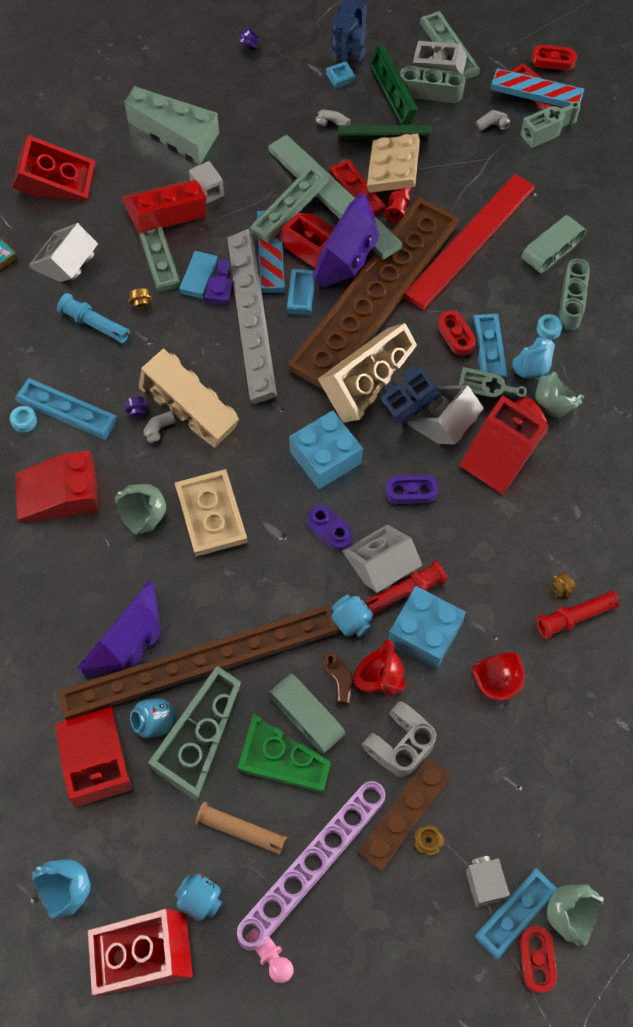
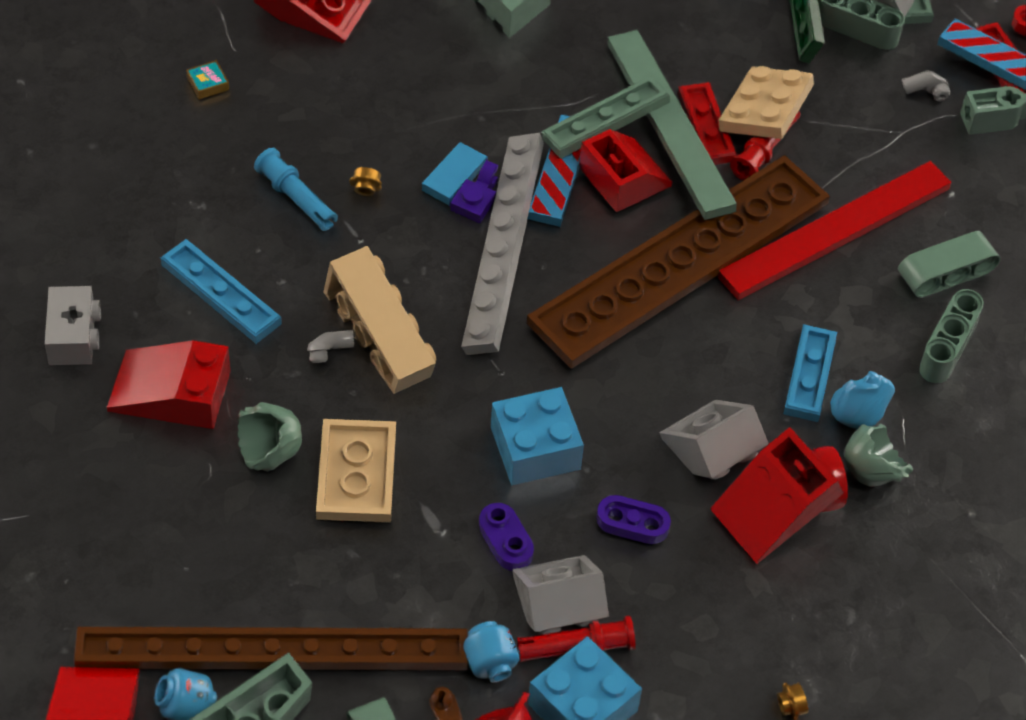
camera: 15 degrees right, 10 degrees down
(23, 419) = (161, 287): medium azure tile -> none
(64, 253) = (290, 100): slope -> none
(126, 638) = (188, 586): dark purple wedge -> none
(136, 406) = (310, 312): dark purple plate -> none
(159, 260) = (411, 128): sand green tile -> none
(166, 205) = (443, 76): red slope -> none
(209, 180) = (507, 61): light grey brick -> none
(301, 292) = (582, 232): dark azure tile -> none
(333, 116) = (710, 24): light grey arm -> none
(348, 244) = (661, 184): dark purple wedge -> none
(361, 375) = (618, 356): tan wedge -> none
(374, 132) = (756, 57): dark green tile -> none
(411, 398) = (671, 403): dark blue hips -> none
(458, 334) = (772, 343): red plate -> none
(484, 377) = (784, 406): sand green piece -> none
(549, 326) = (903, 369): medium azure tile -> none

